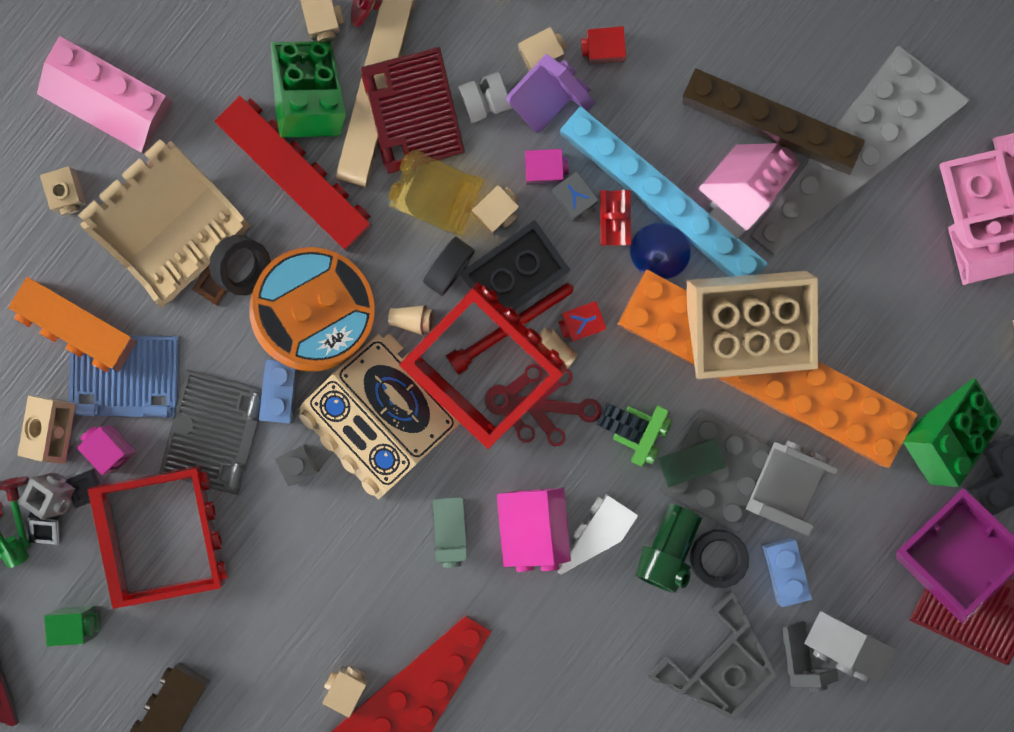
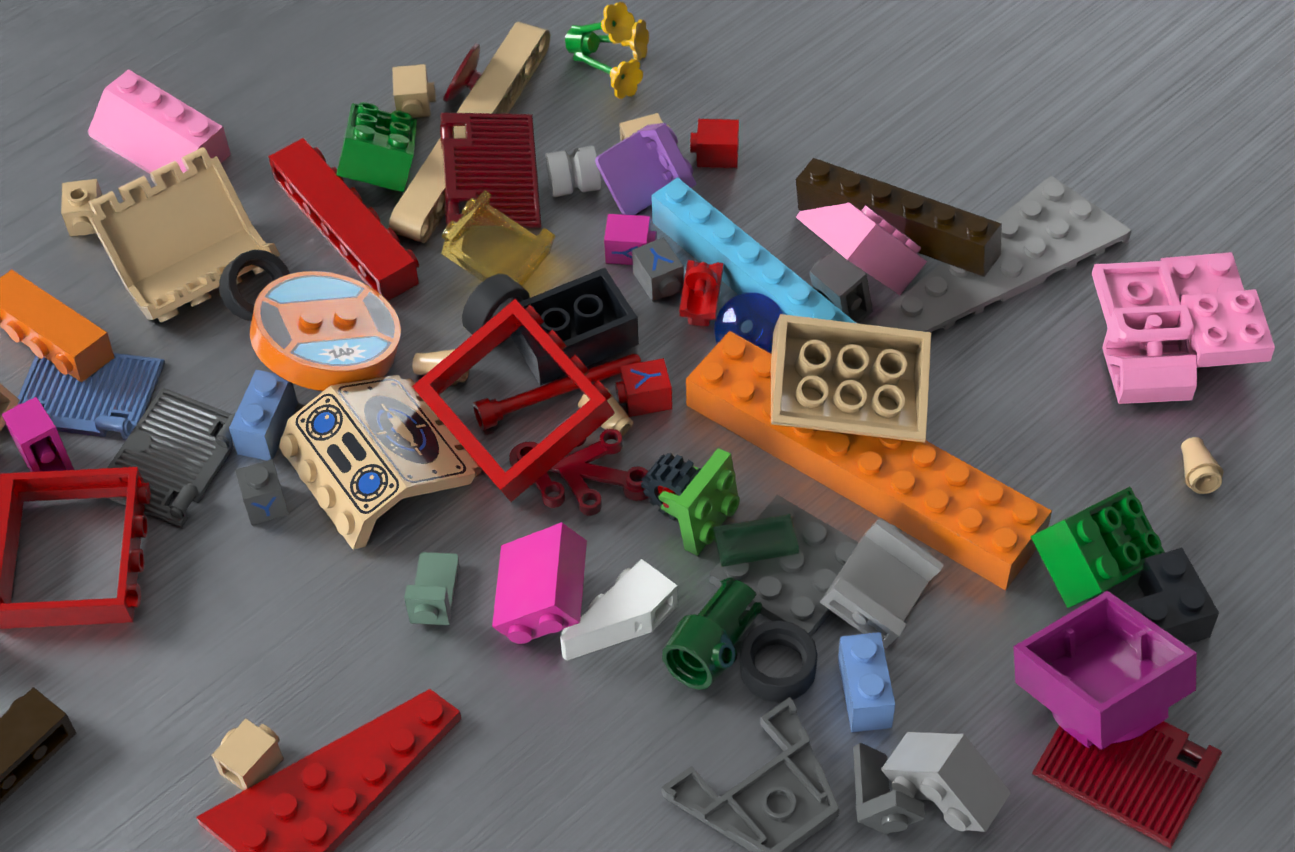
camera: 10 degrees right, 35 degrees down
(209, 289) = (217, 317): reddish brown tile -> none
(497, 209) = (562, 266): tan brick -> none

